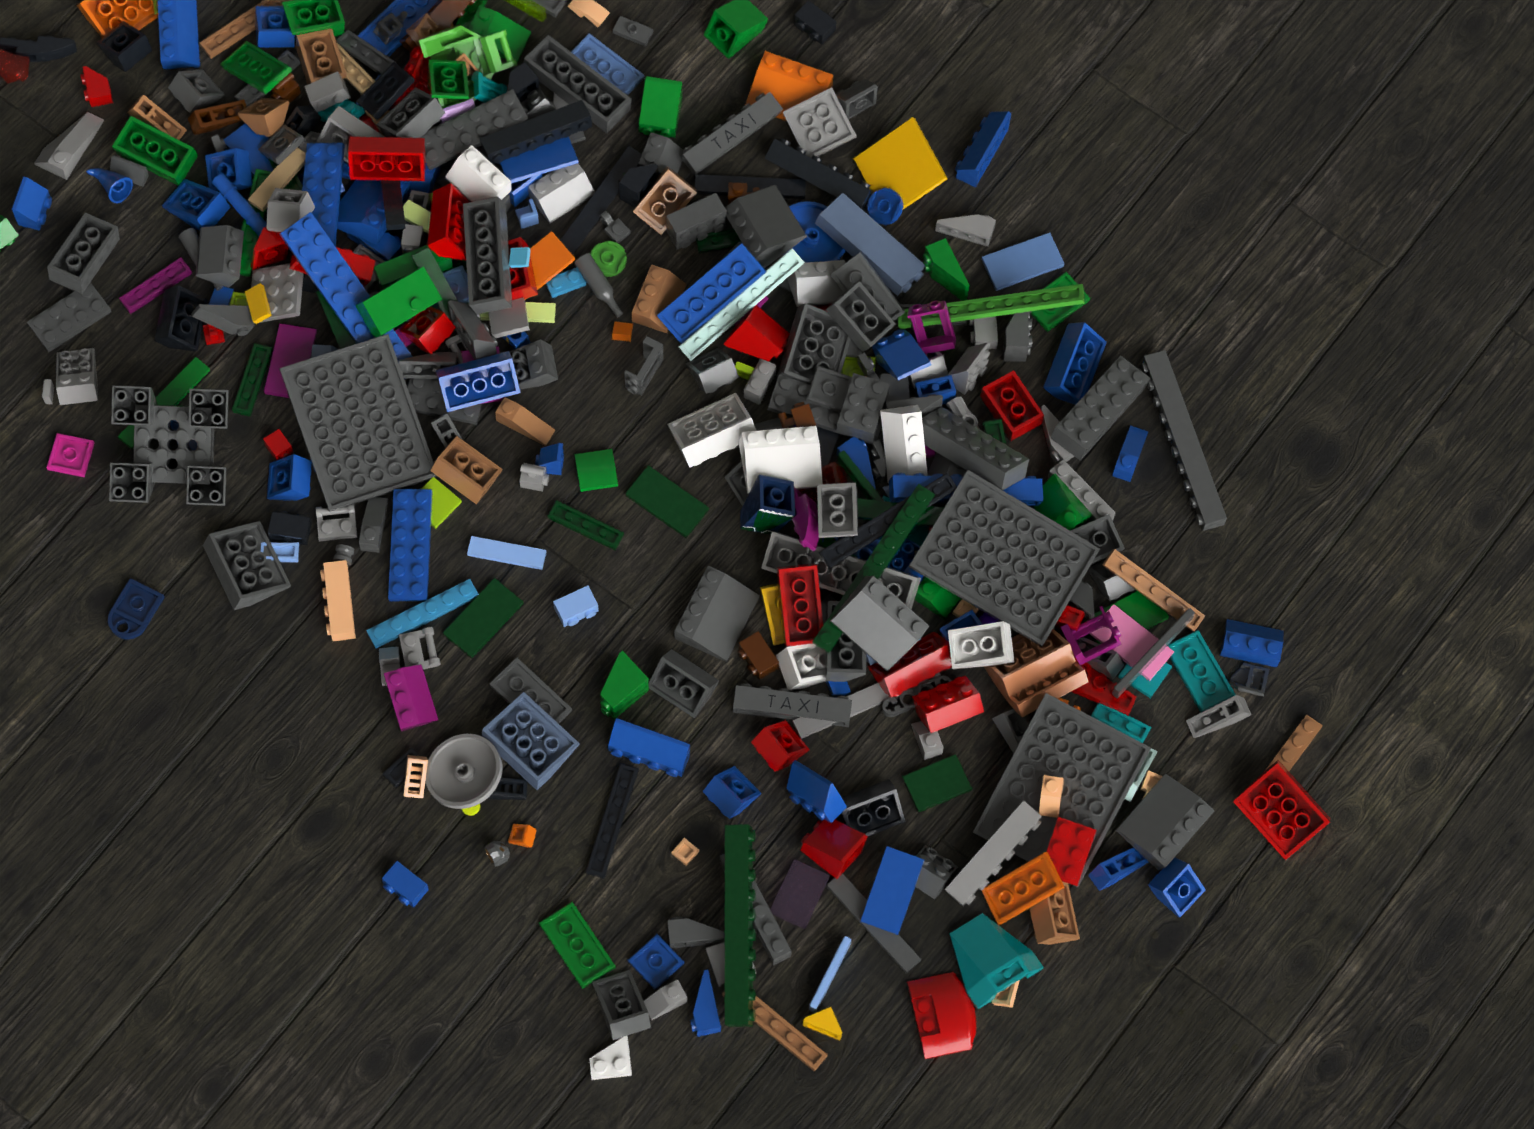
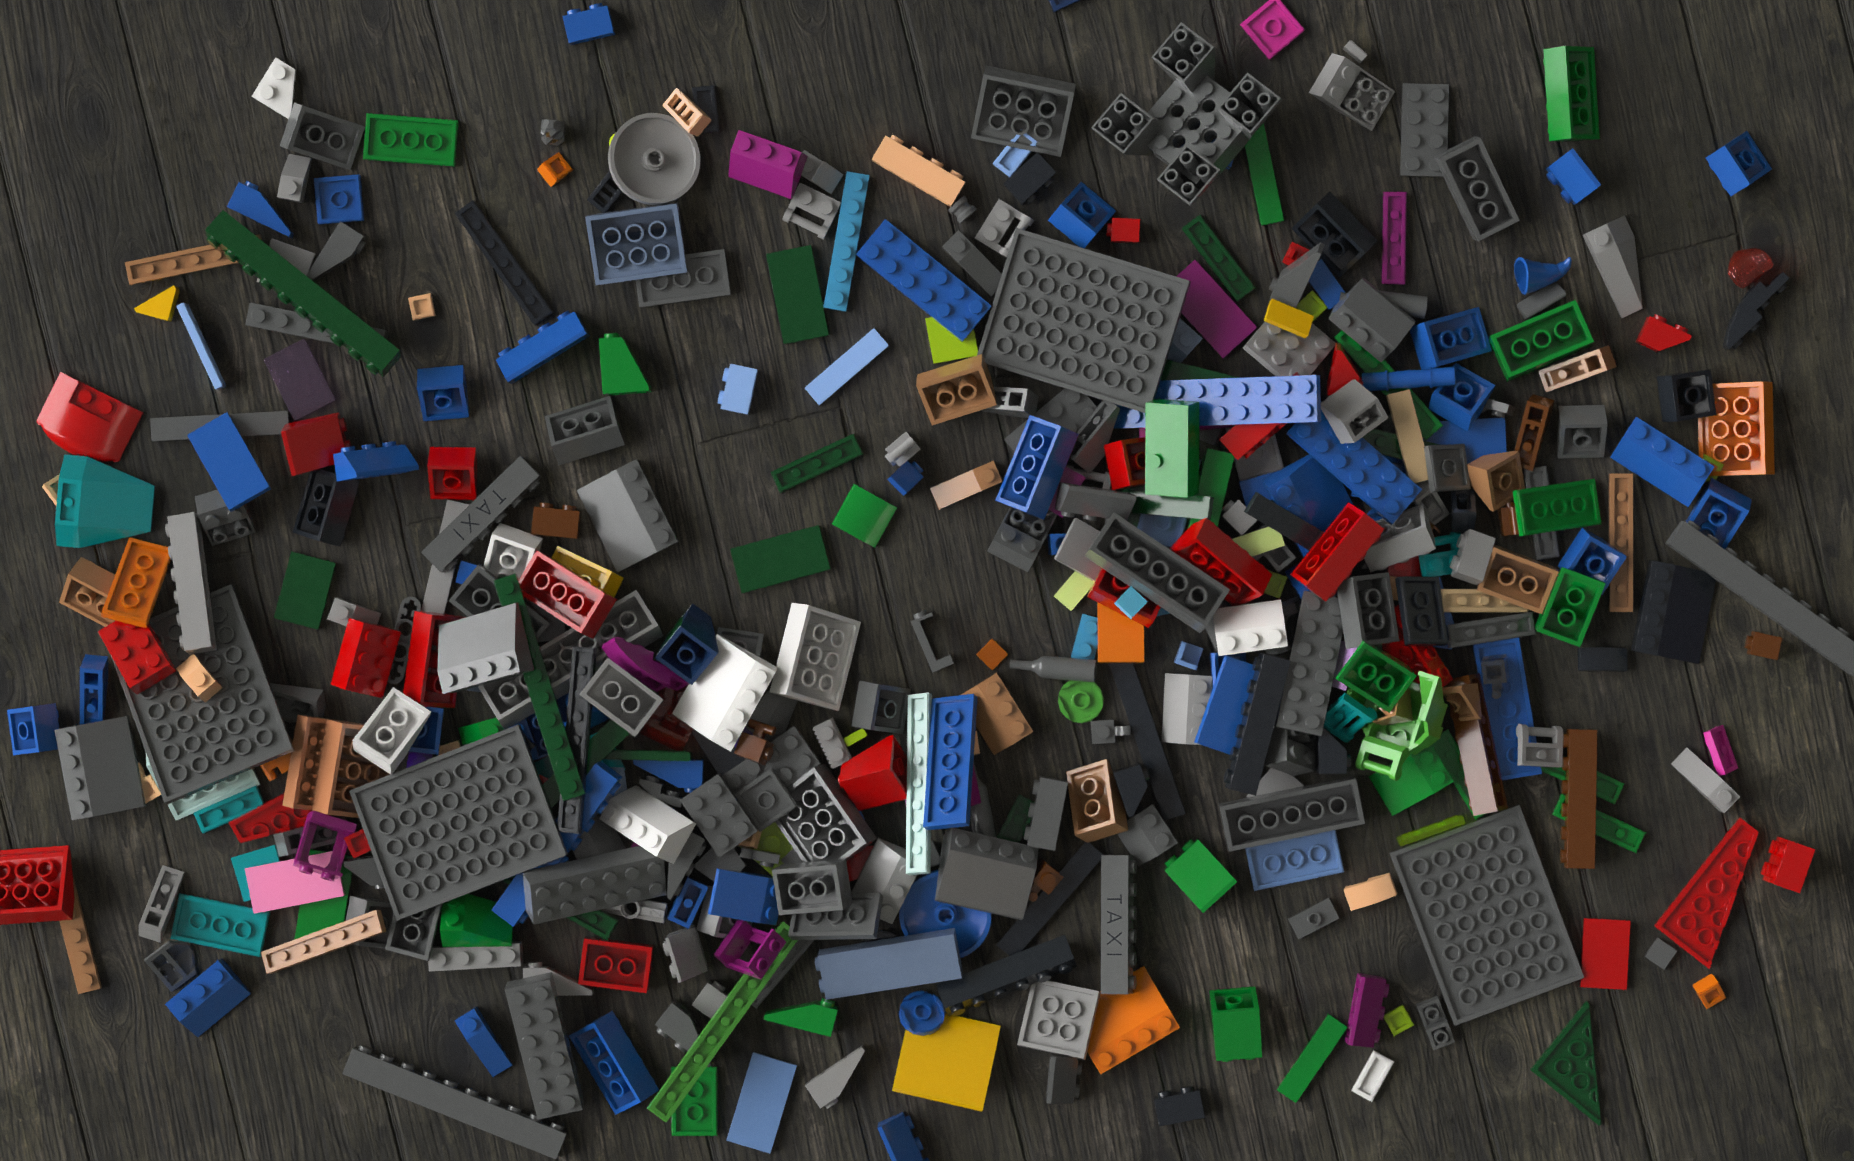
camera: 135 degrees right, 20 degrees up
(1154, 651) = (263, 890): dark grey tile -> none

